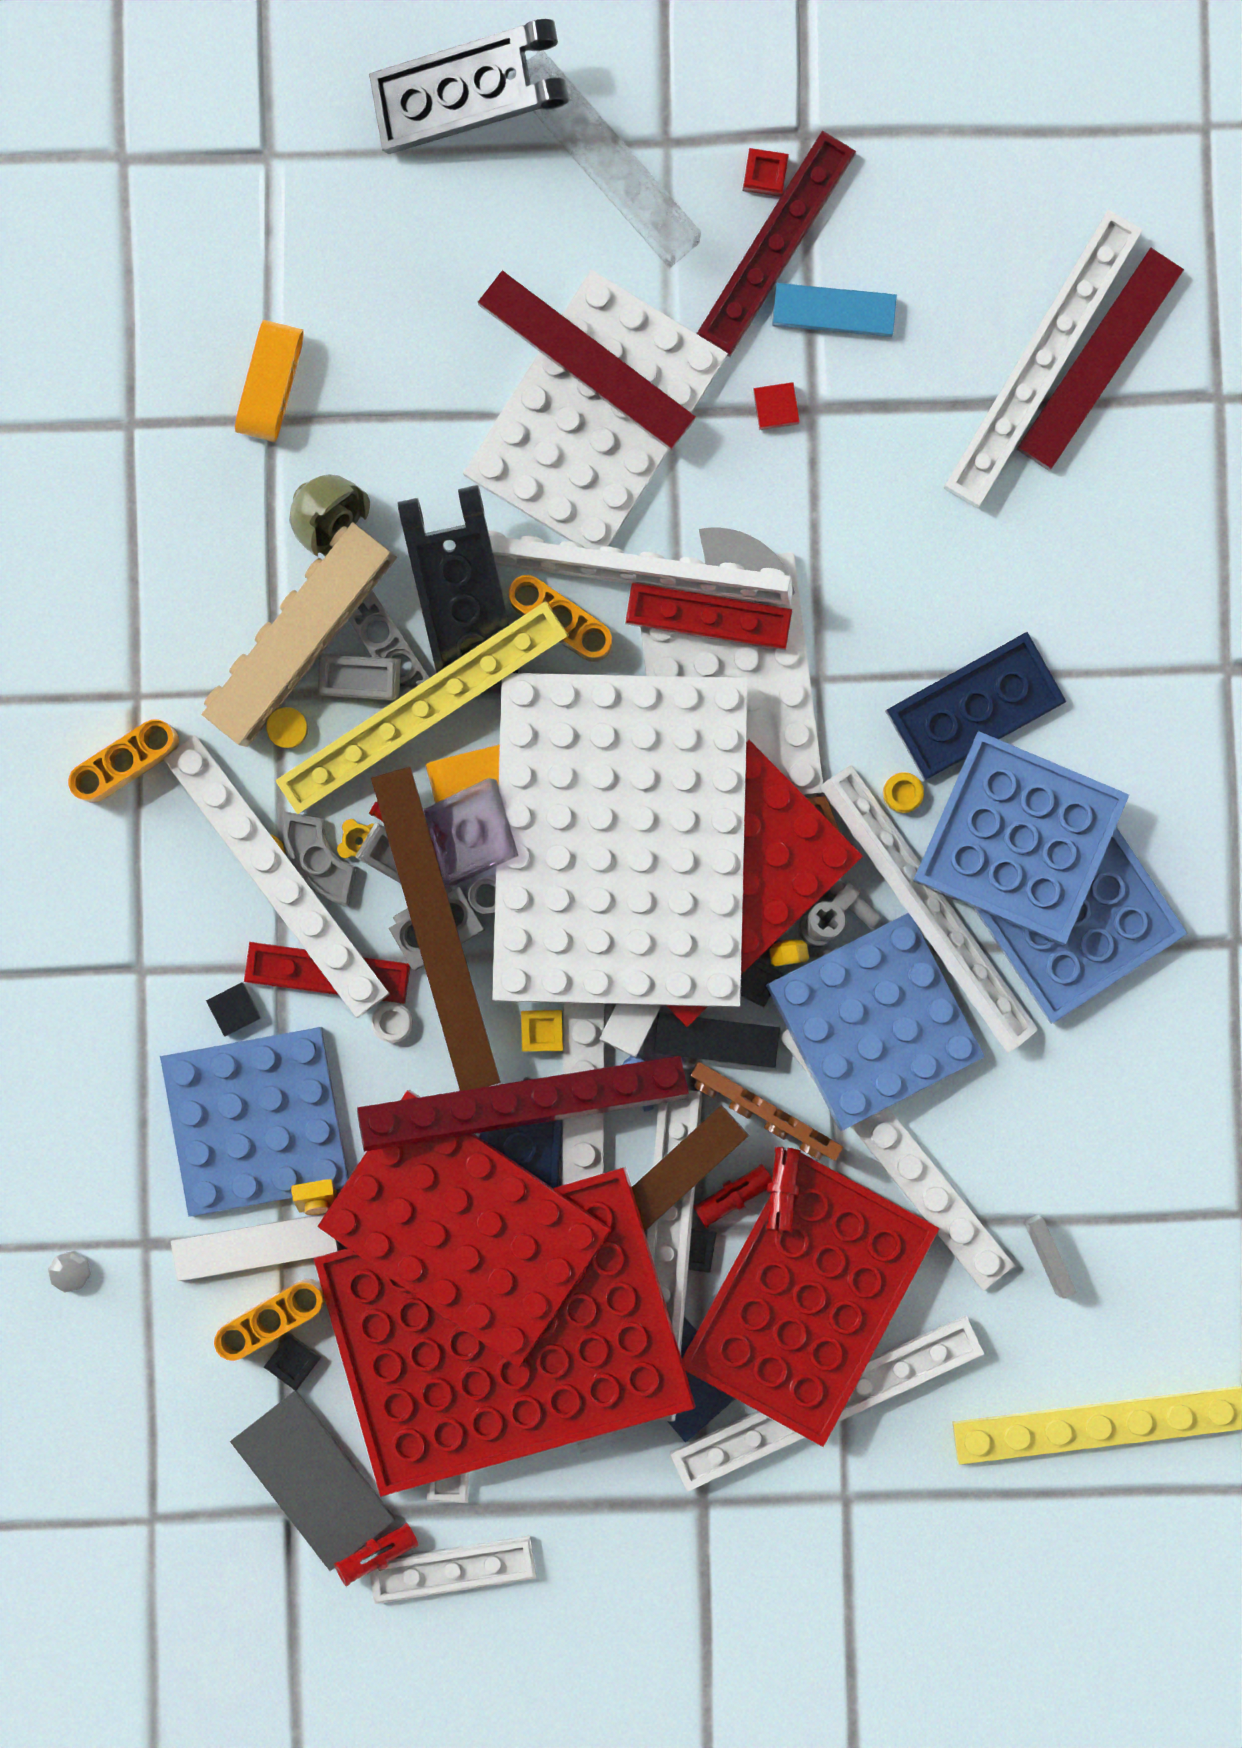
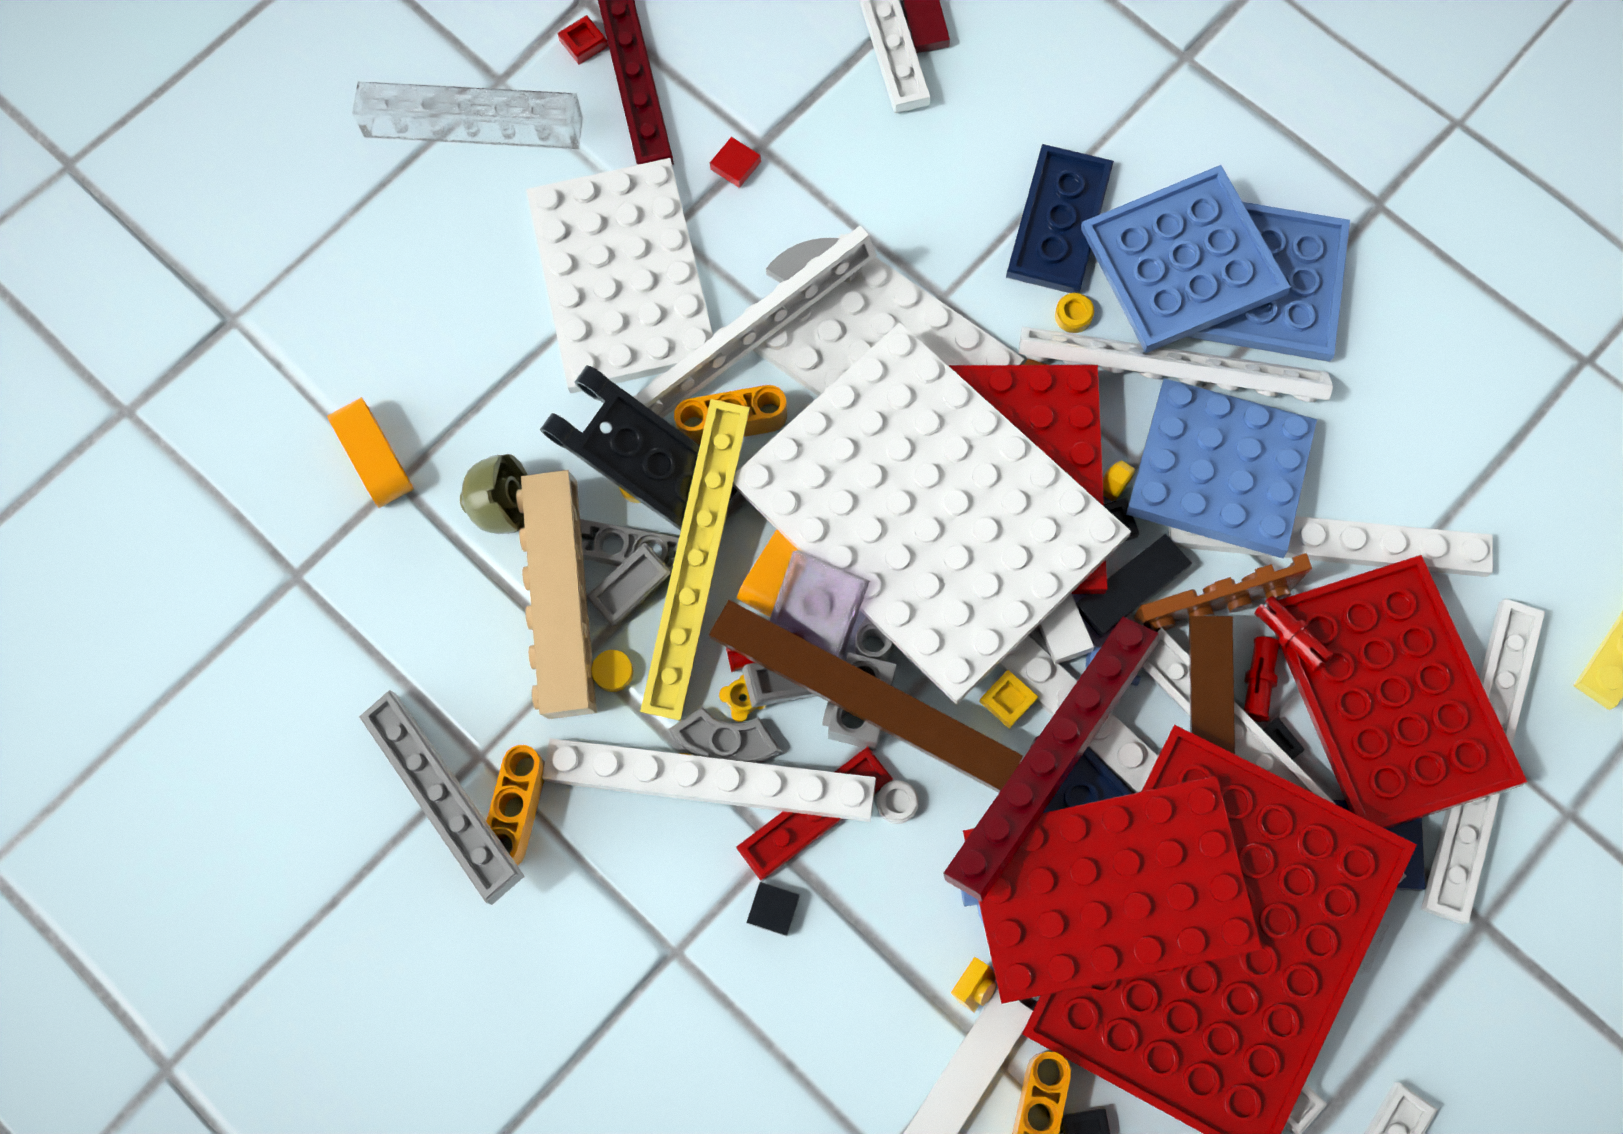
camera: 40 degrees left, 15 degrees down
(79, 703) = (441, 798): none -> light grey tile
(253, 1120) = (870, 978): medium blue plate -> none
(464, 87) = (328, 147): hinge -> none
(586, 360) = (580, 238): dark red tile -> none
(708, 616) = (829, 318): red tile -> none
(833, 915) = (1120, 428): light grey piece -> none
(834, 309) = (711, 76): dark azure tile -> none
(1049, 1256) = (1508, 504): light grey tile -> none

